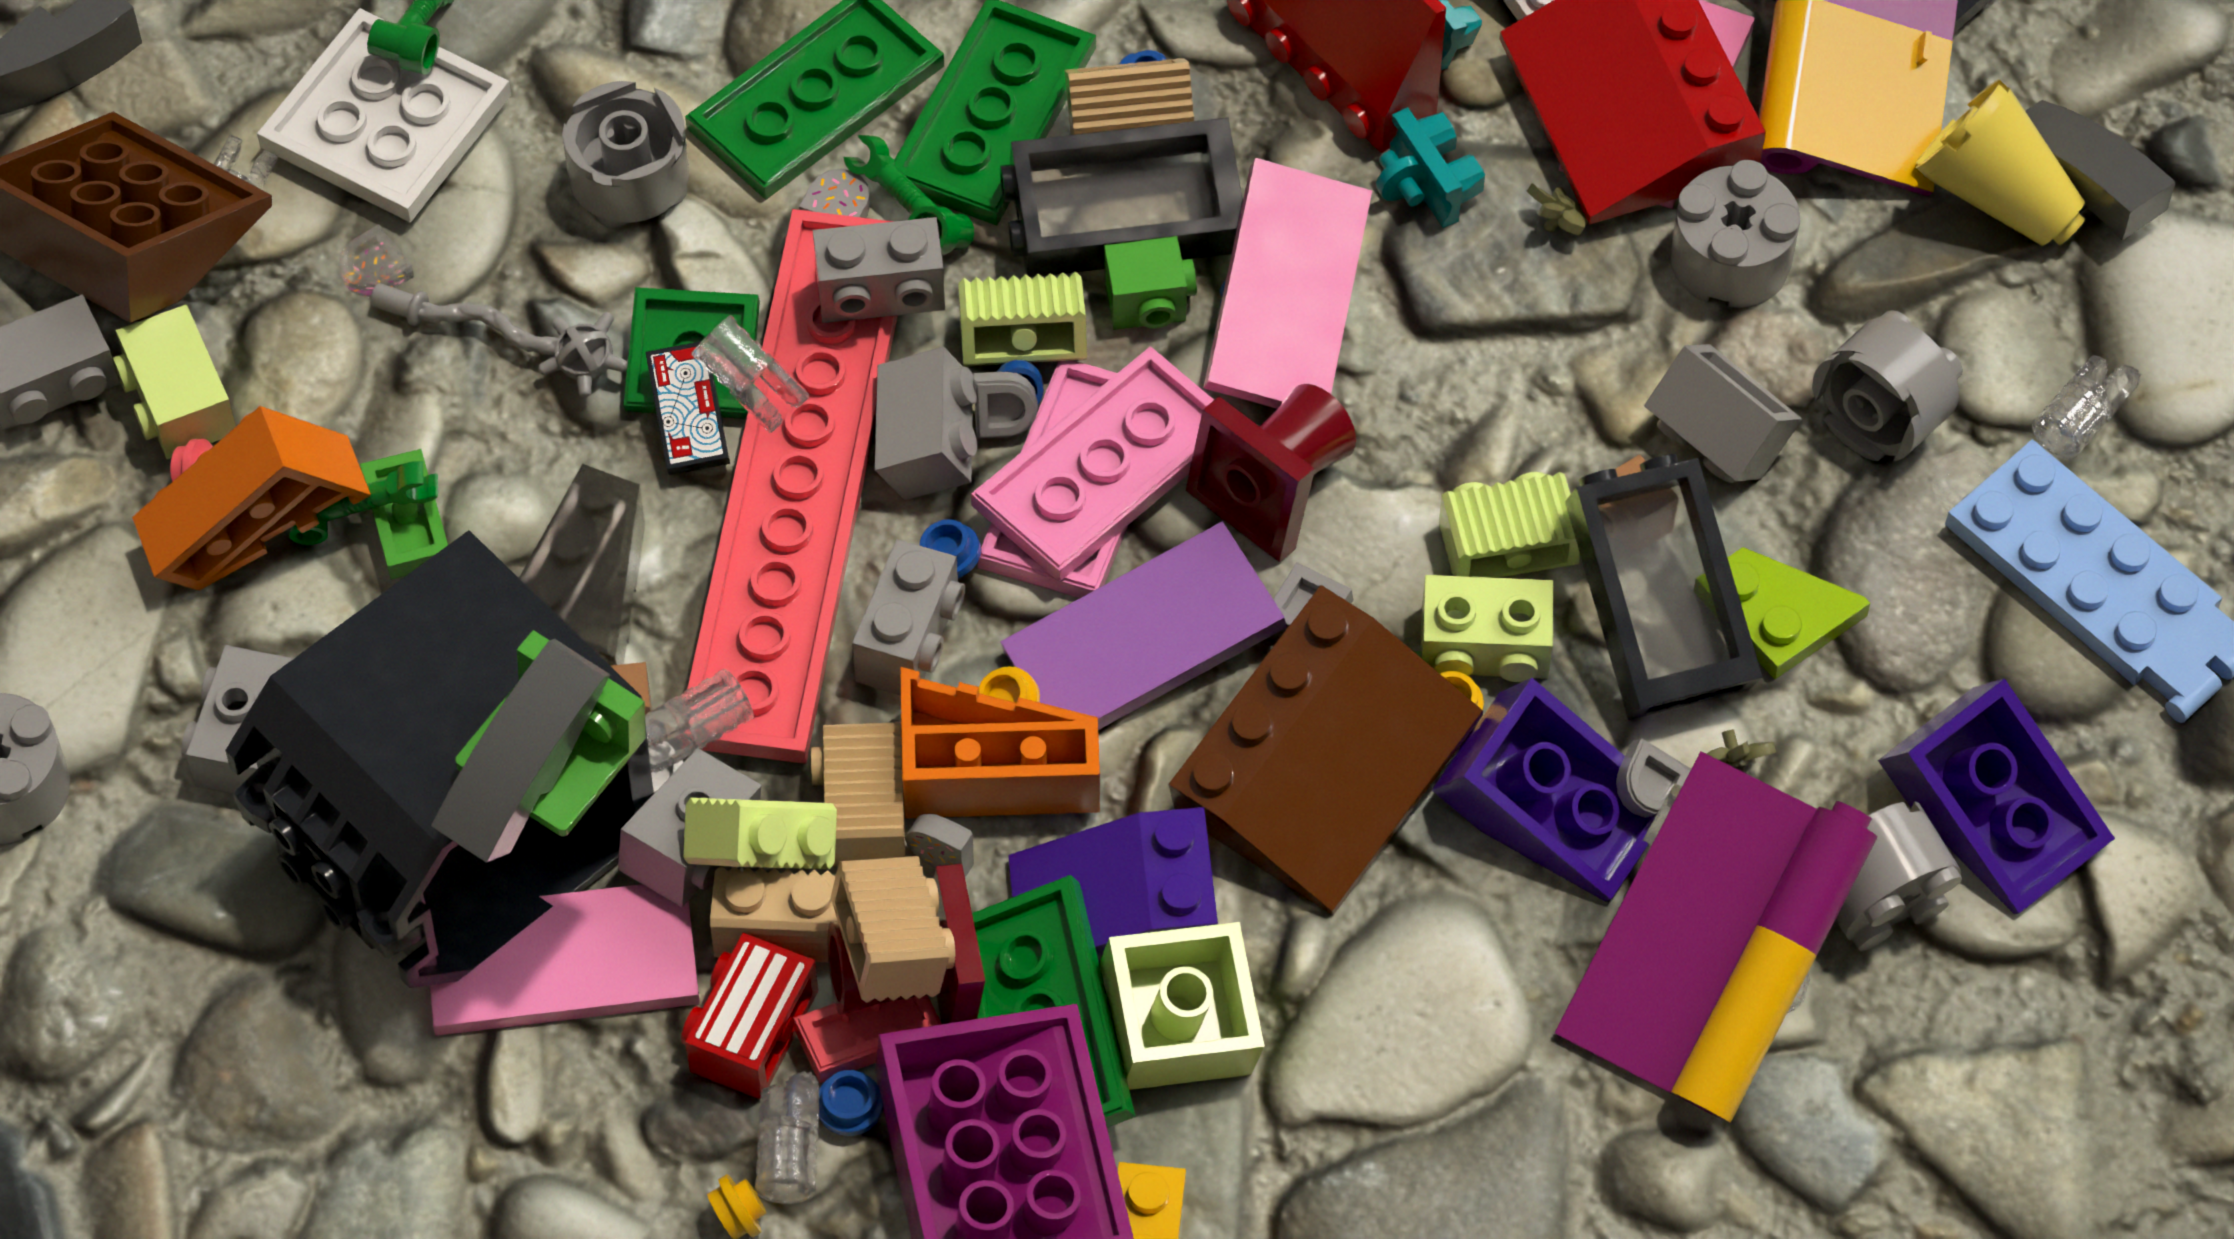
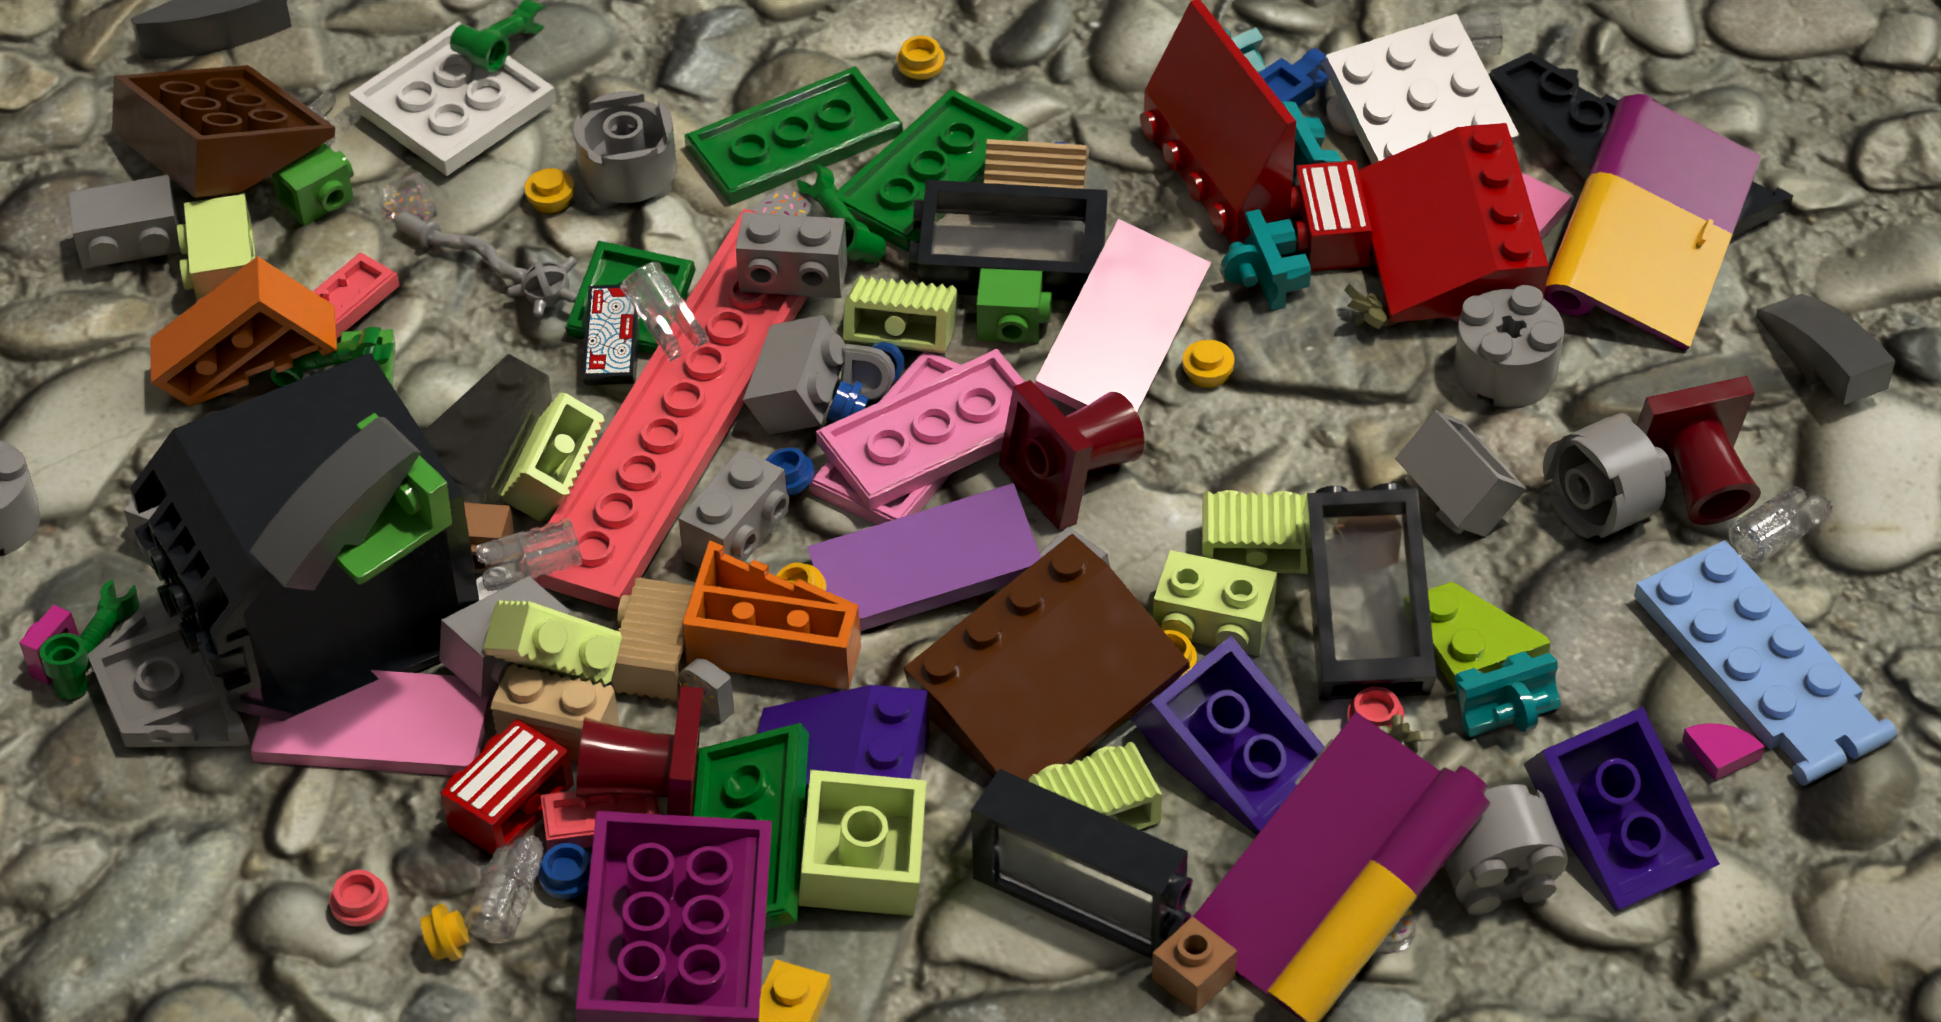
camera: 15 degrees right, 10 degrees down
(150, 939) = (52, 623): none -> dark pink plate
(180, 950) = (66, 654): none -> green brick
(257, 268) = (314, 184): none -> bright green brick
(298, 968) = (161, 690): none -> light grey wing
(354, 398) = (357, 289): none -> coral plate
(543, 220) = (549, 190): none -> yellow plate
(622, 1184) = (359, 898): none -> coral plate
(672, 586) = (552, 457): none -> yellowish green brick
(892, 927) = (626, 723): tan brick -> none
(994, 448) = (847, 401): none -> blue plate
(1393, 313) = (1208, 363): none -> yellow plate
(1418, 897) = (1109, 782): none -> yellowish green brick
(1434, 987) = (1079, 864): none -> black window
(1489, 95) = (1331, 216): none -> brick
(1579, 1090) = (1194, 964): none -> medium nougat plate
(1647, 778) = (1311, 736): light grey tile -> none
(1697, 727) = (1376, 705): none -> coral plate
(1843, 680) = (1509, 694): none -> teal hips
(1978, 322) = (1699, 436): none -> dark red plant
(2005, 168) = (1751, 330): light yellow cone -> none
(2084, 695) = (1722, 748): none -> dark pink tile

